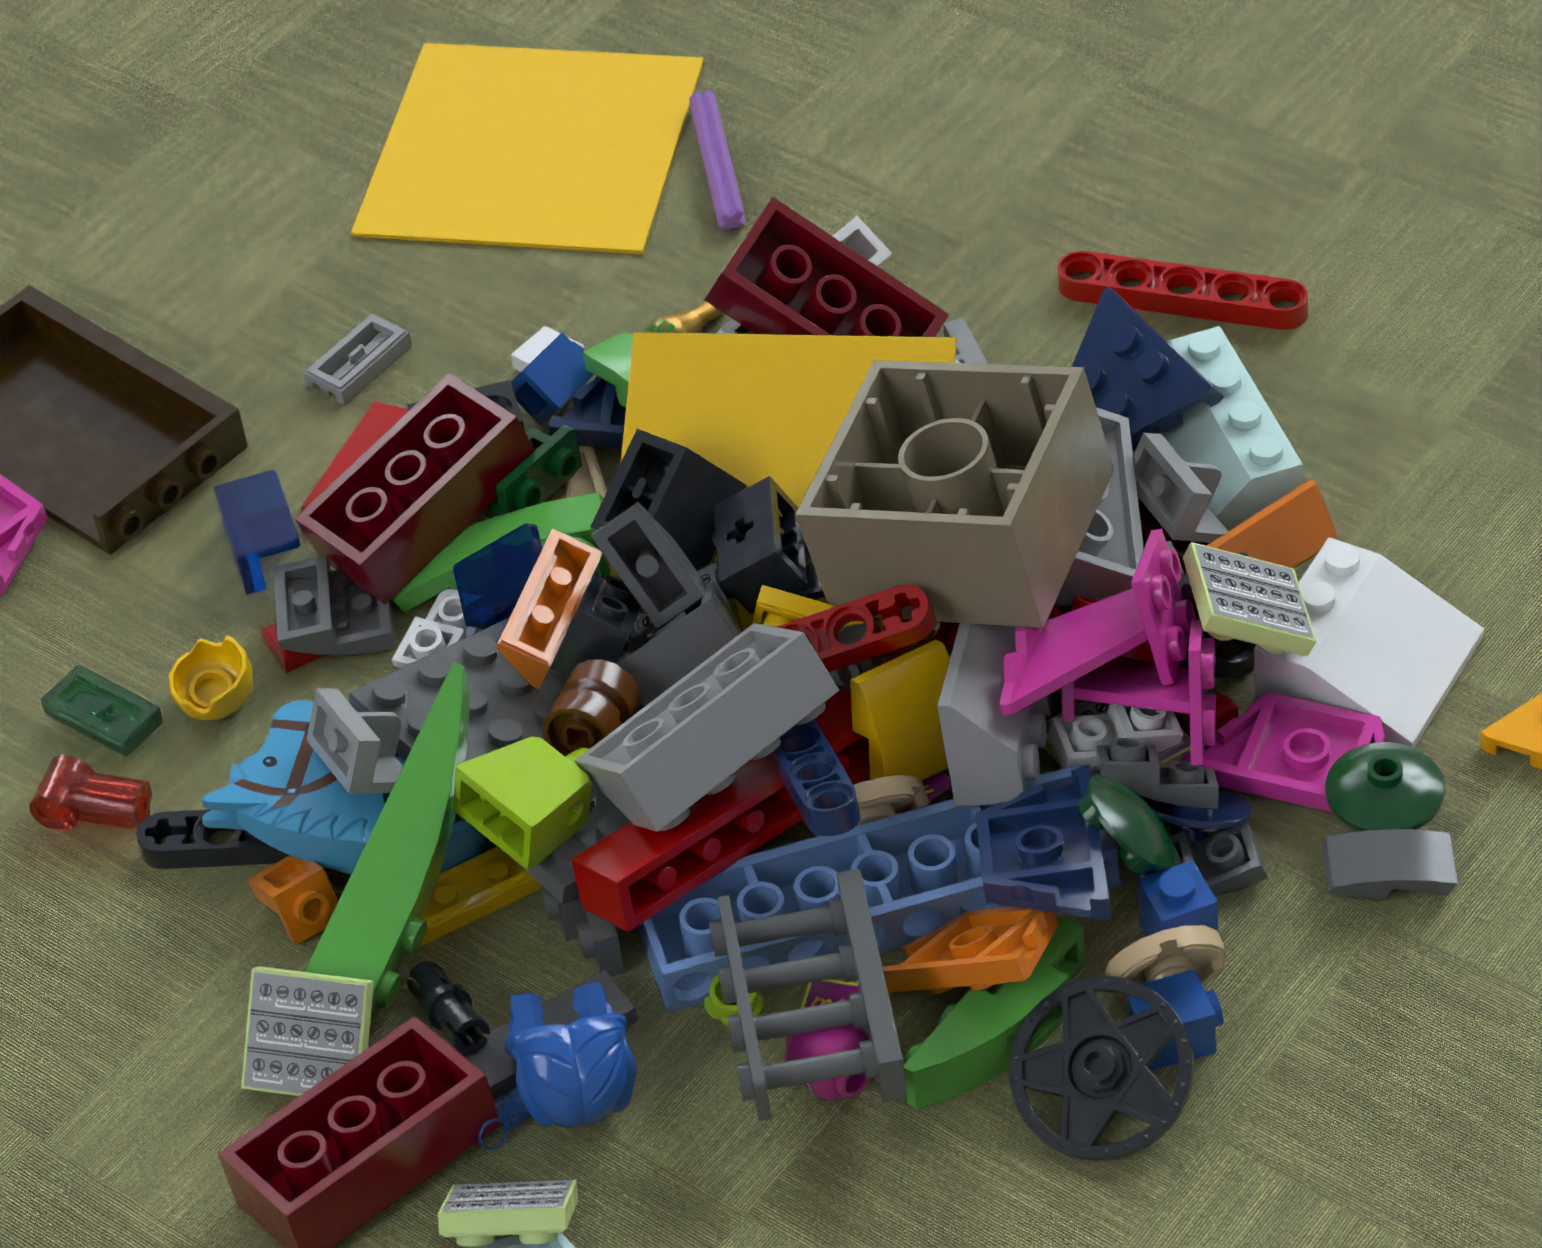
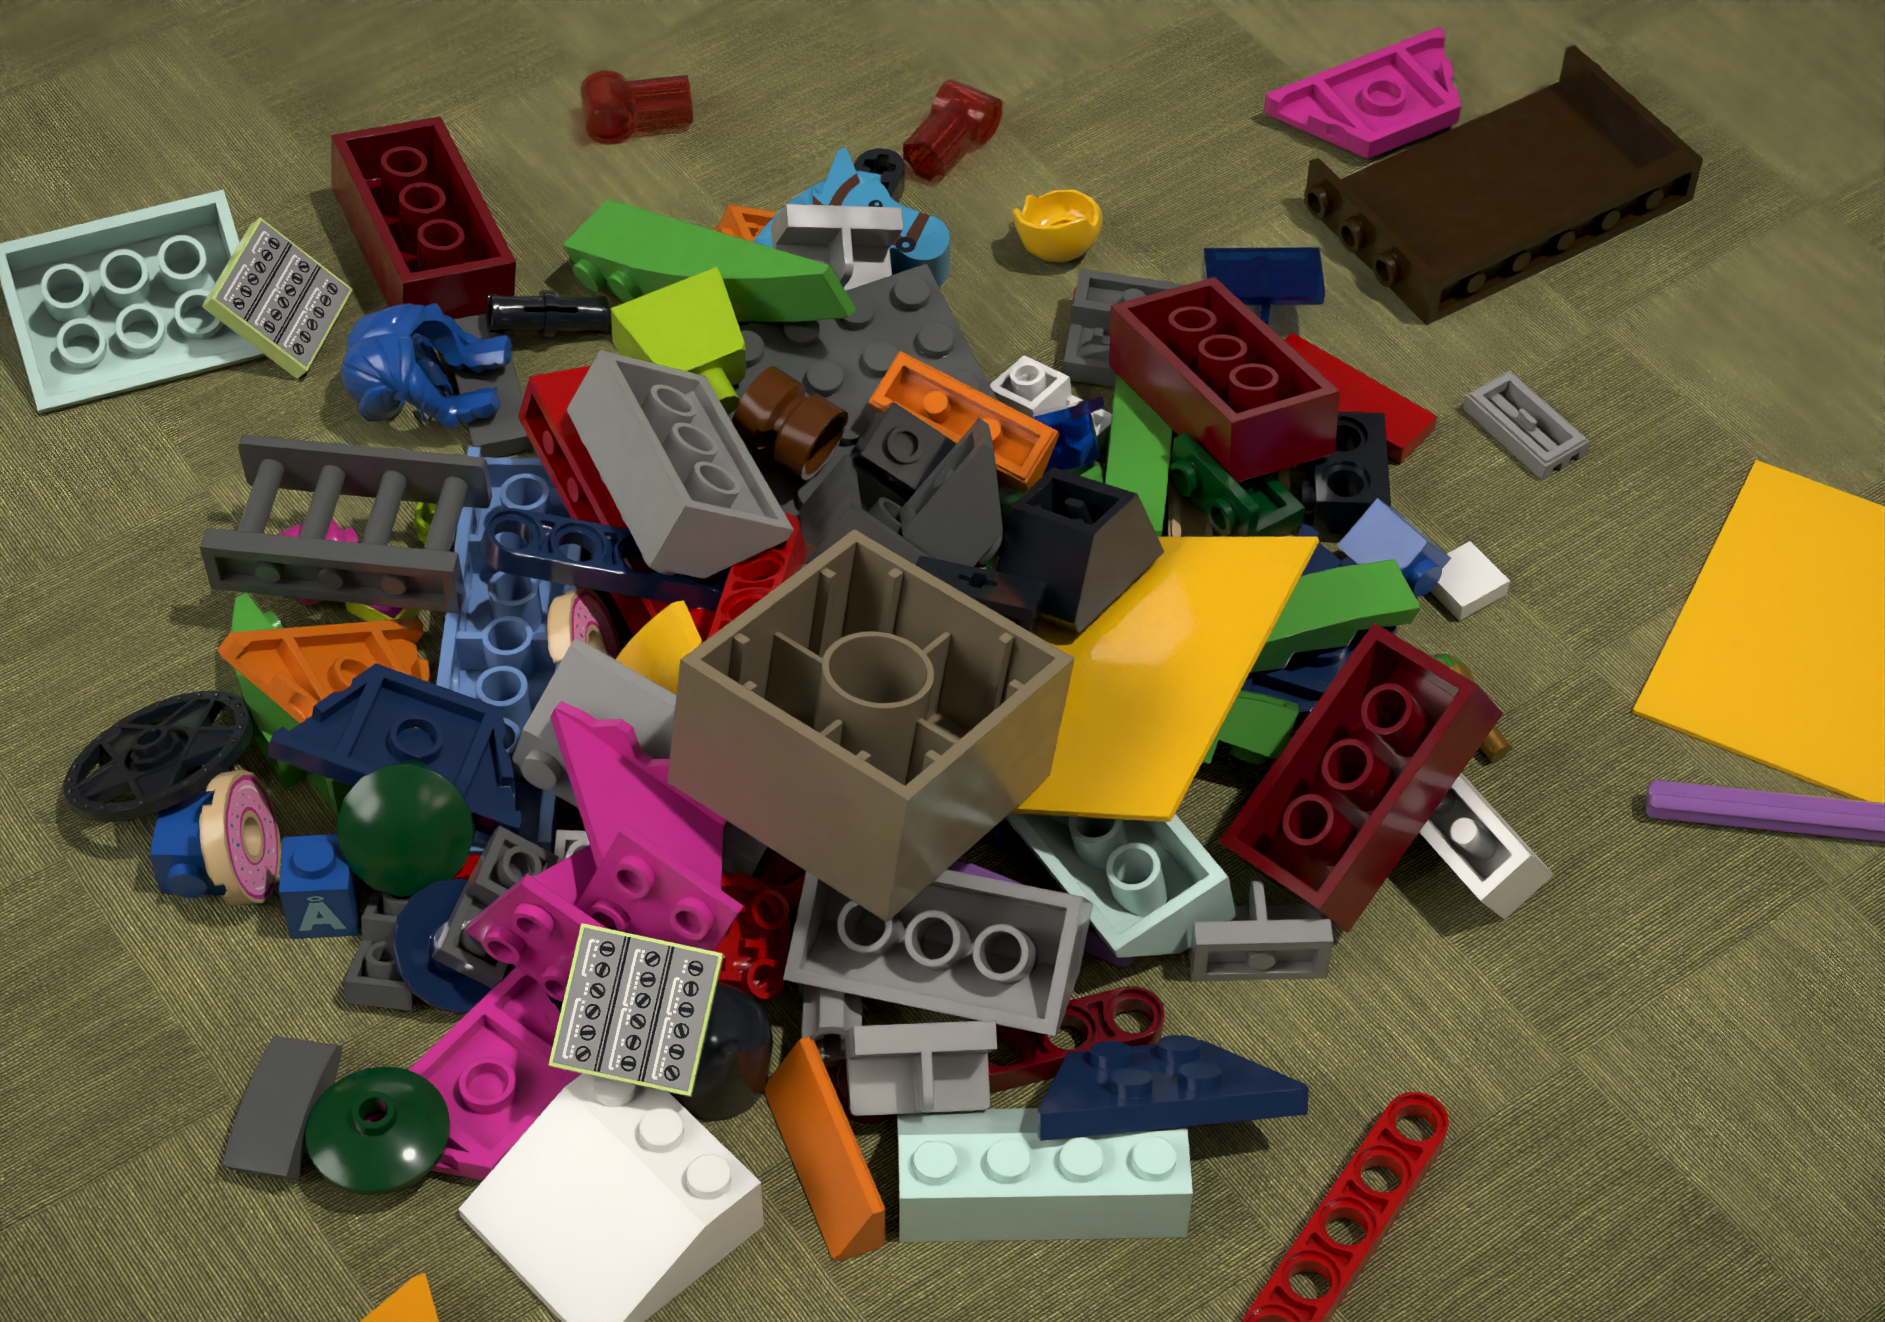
camera: 100 degrees right, 5 degrees up
(102, 710) = (1065, 152): clear green plate -> none
(119, 1054) = (619, 106): none -> clear red piece
(302, 1028) = (557, 205): light grey tile -> none

